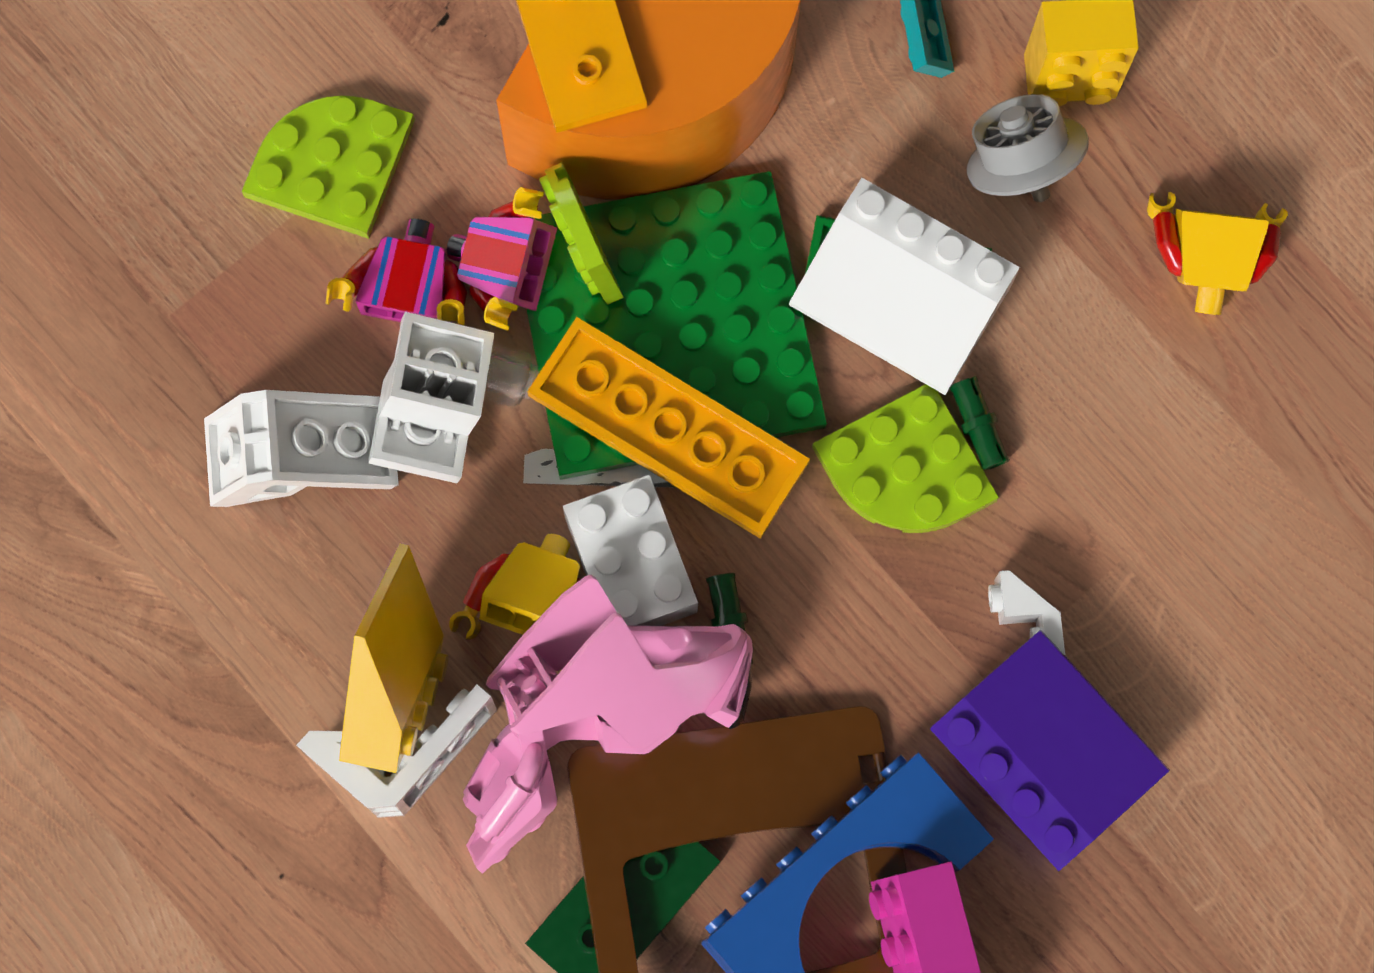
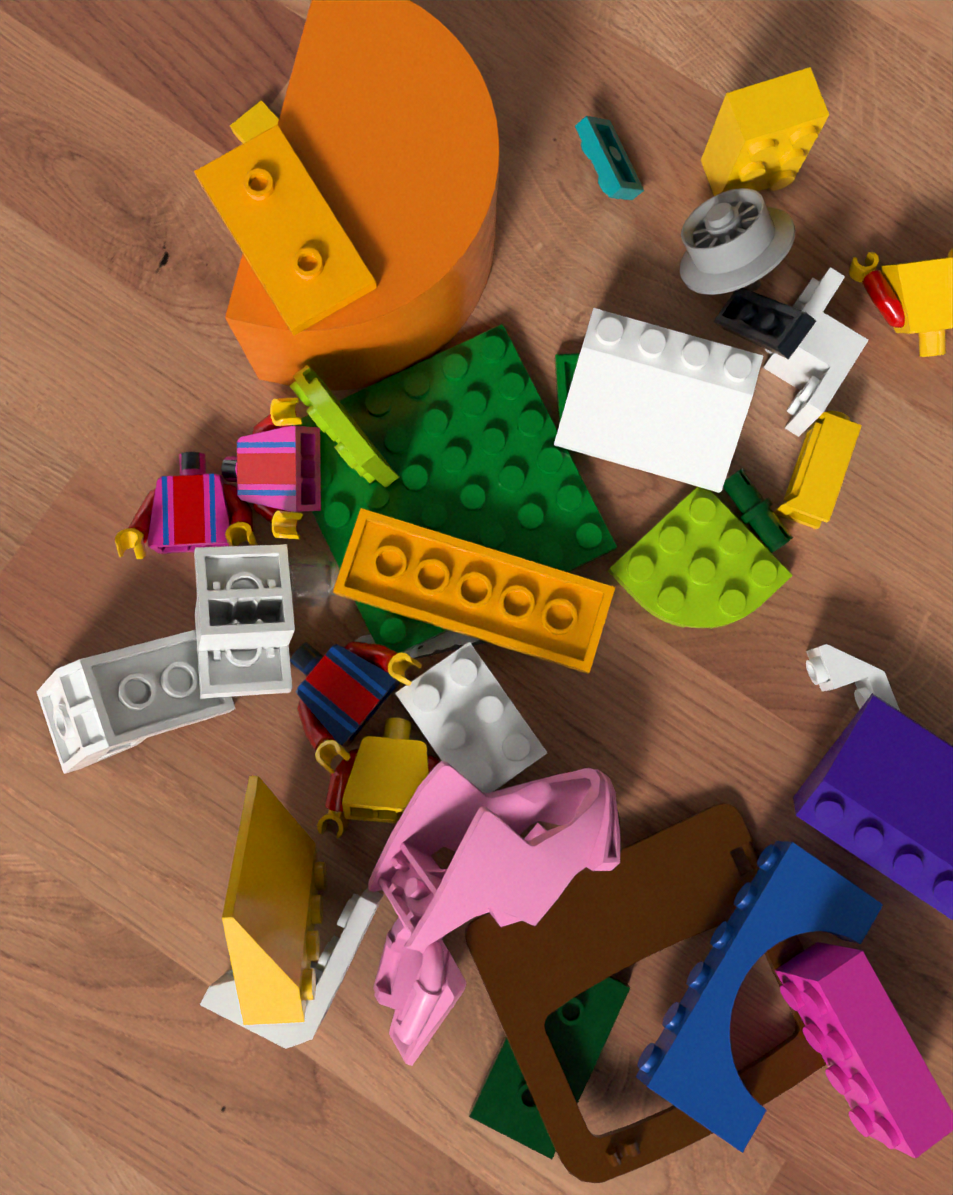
camera: 15 degrees left, 5 degrees up
(331, 161) = (93, 417): lime plate -> none
(513, 495) = (344, 692): none -> torso
(726, 601) = (571, 743): dark green pin -> none
(1030, 233) = (765, 322): none -> black tile
(1054, 398) = (820, 469): none -> yellow window
(1076, 277) = (821, 357): none -> white bracket

